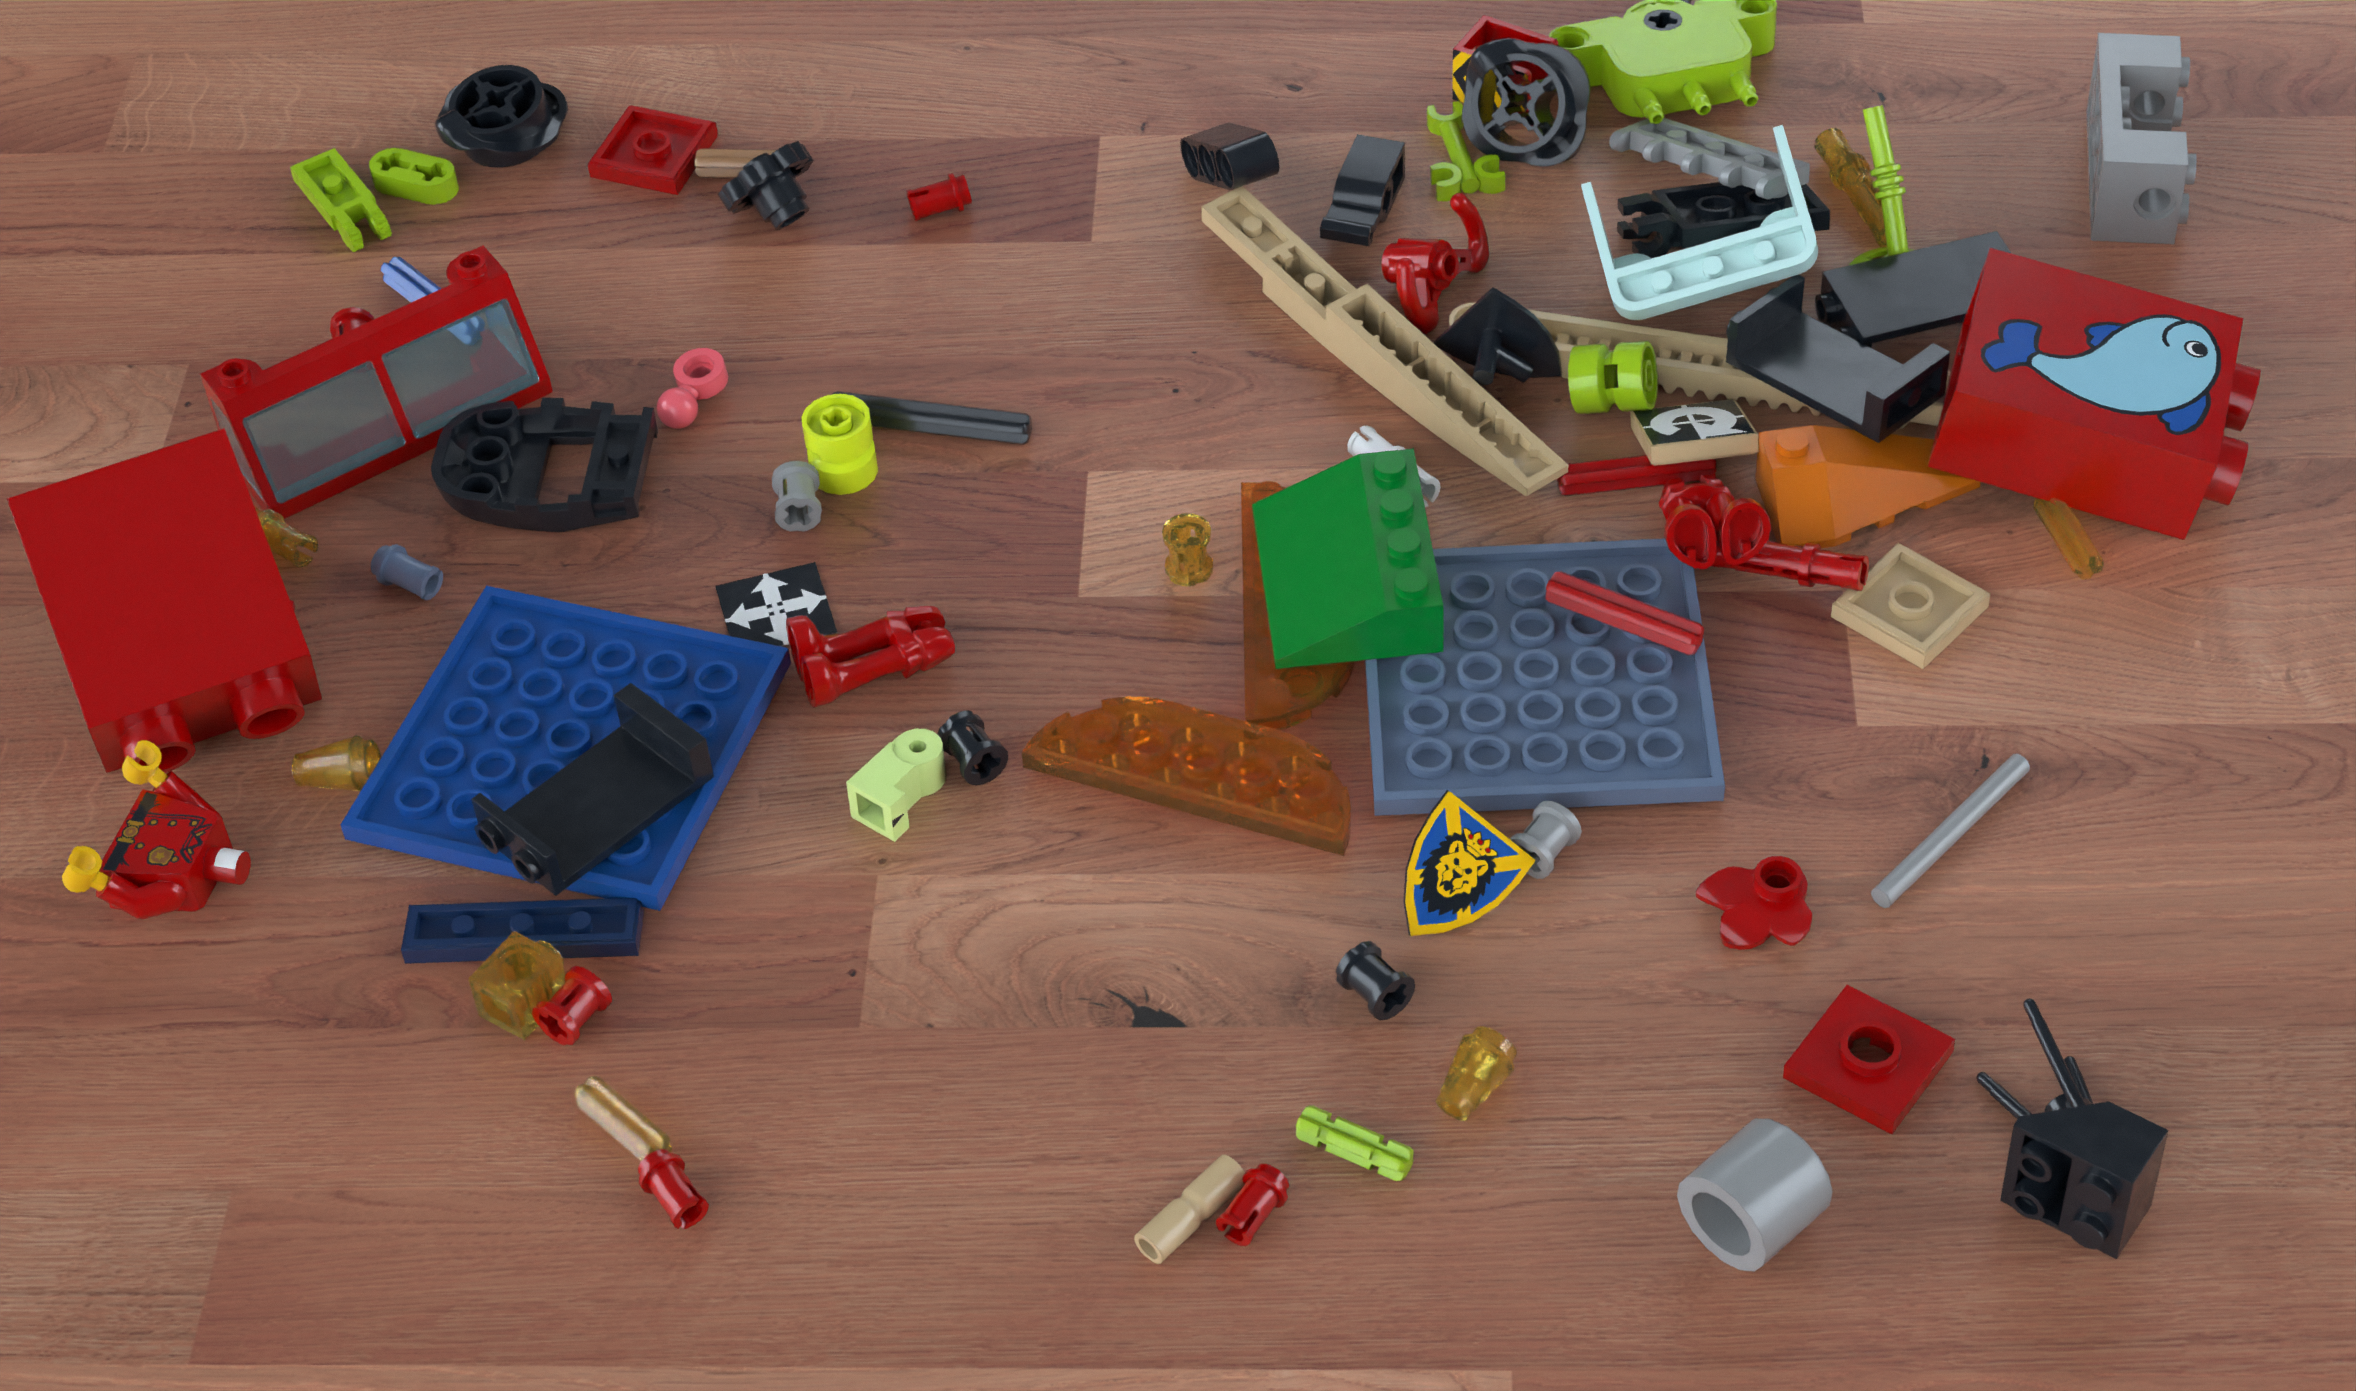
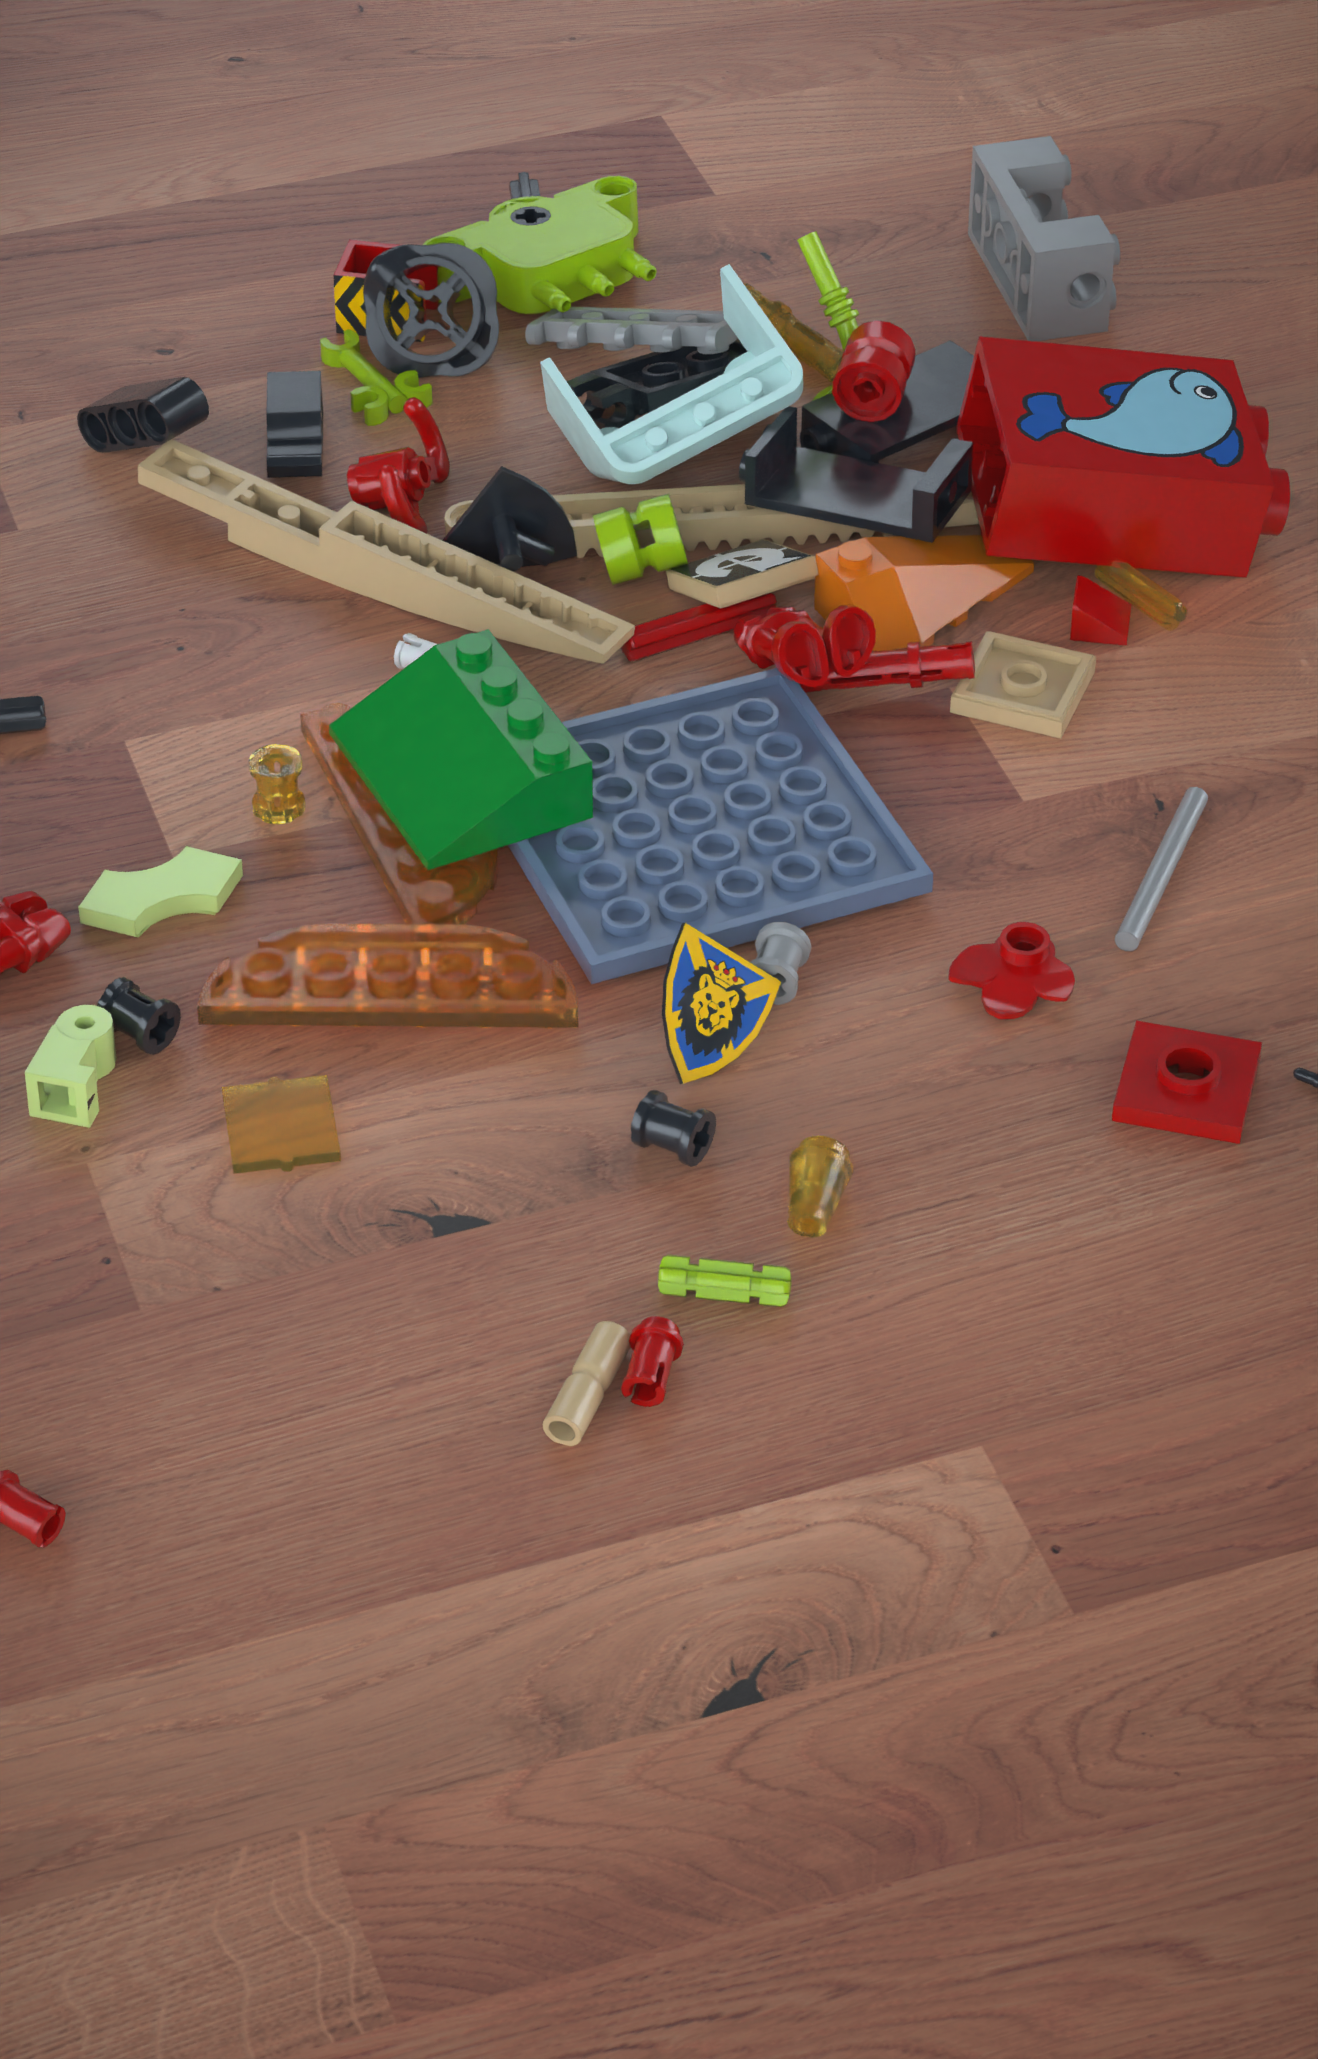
camera: 25 degrees left, 5 degrees down
(1050, 882) = (280, 1124): none -> clear yellow piece
(1073, 628) = (136, 900): none -> yellowish green tile
(1624, 613) = (760, 741): red axle -> none
(1755, 1194) = (1152, 1216): light grey piece -> none
(1894, 254) = (874, 371): none -> red wheel
(2015, 548) = (1098, 614): none -> red slope

